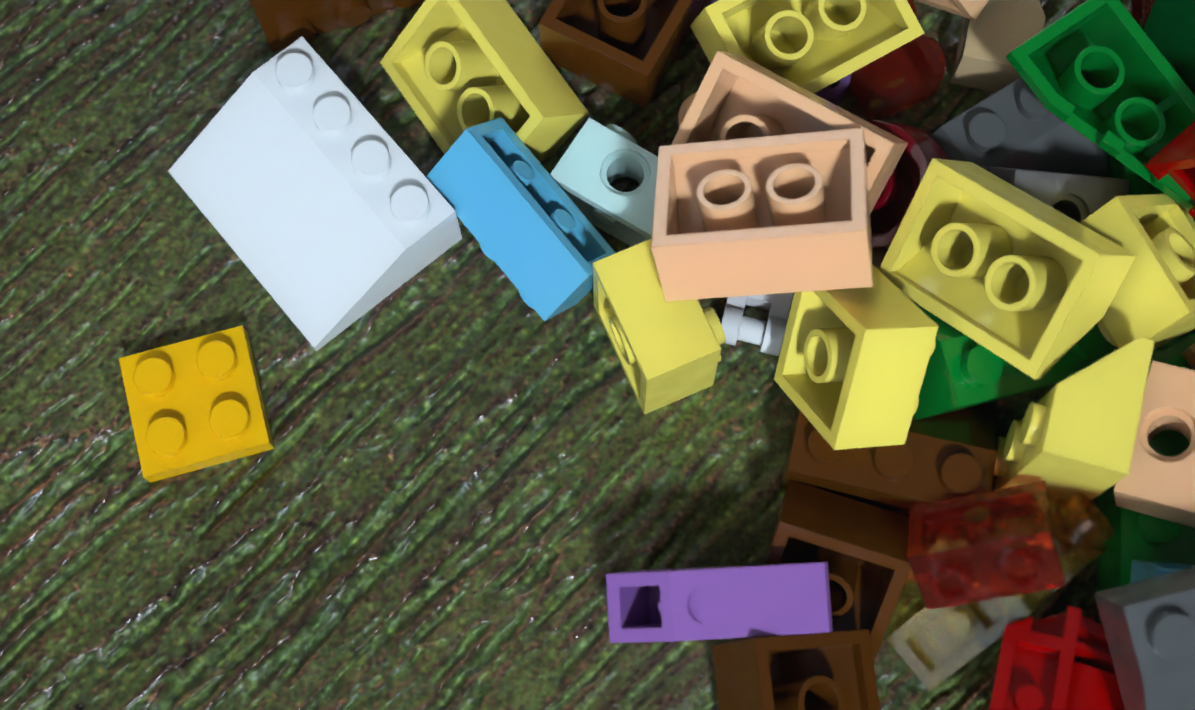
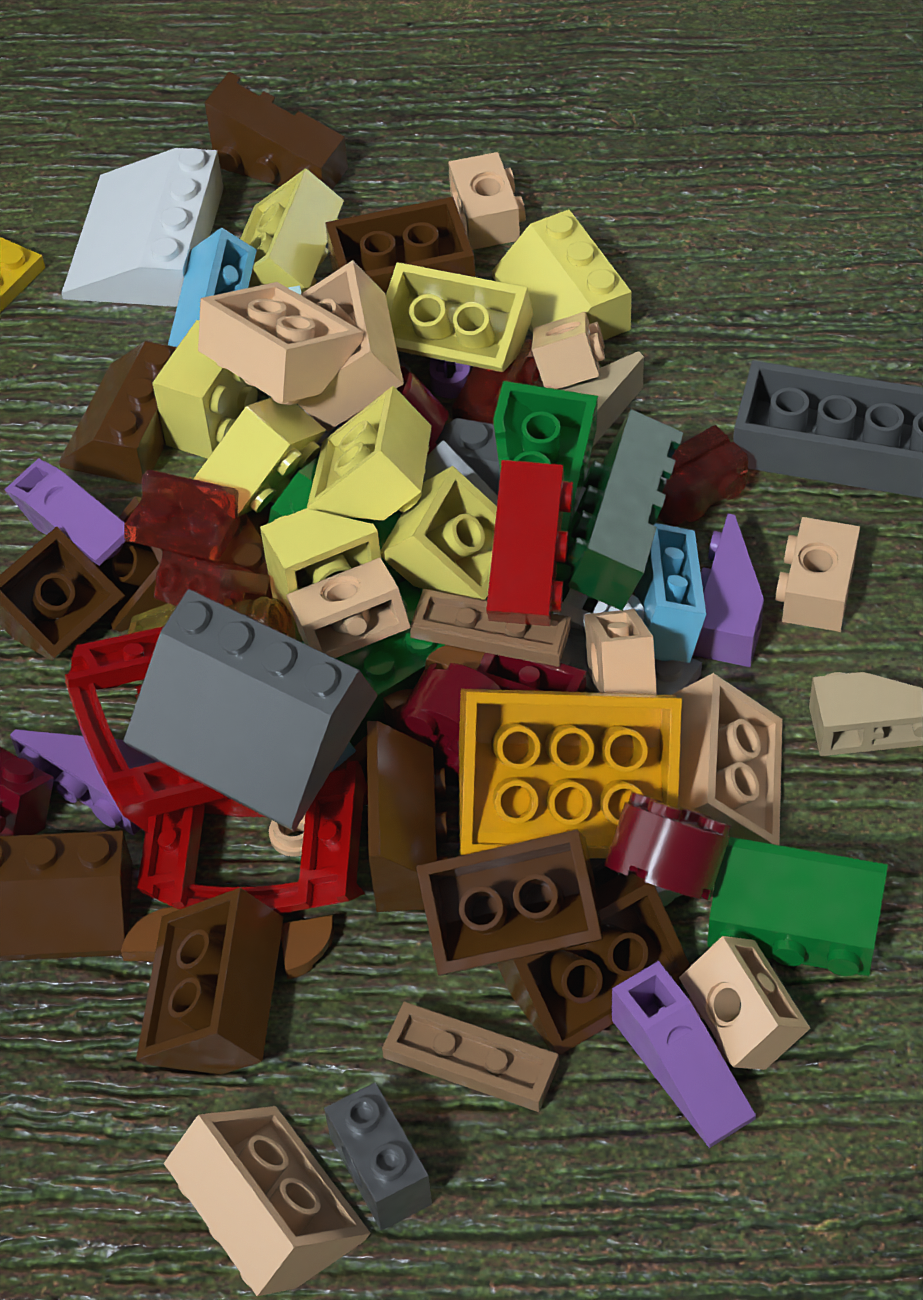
camera: 50 degrees right, 20 degrees down
(581, 421) = (122, 424): none -> reddish brown slope
(883, 504) = (184, 516): none -> clear red bracket

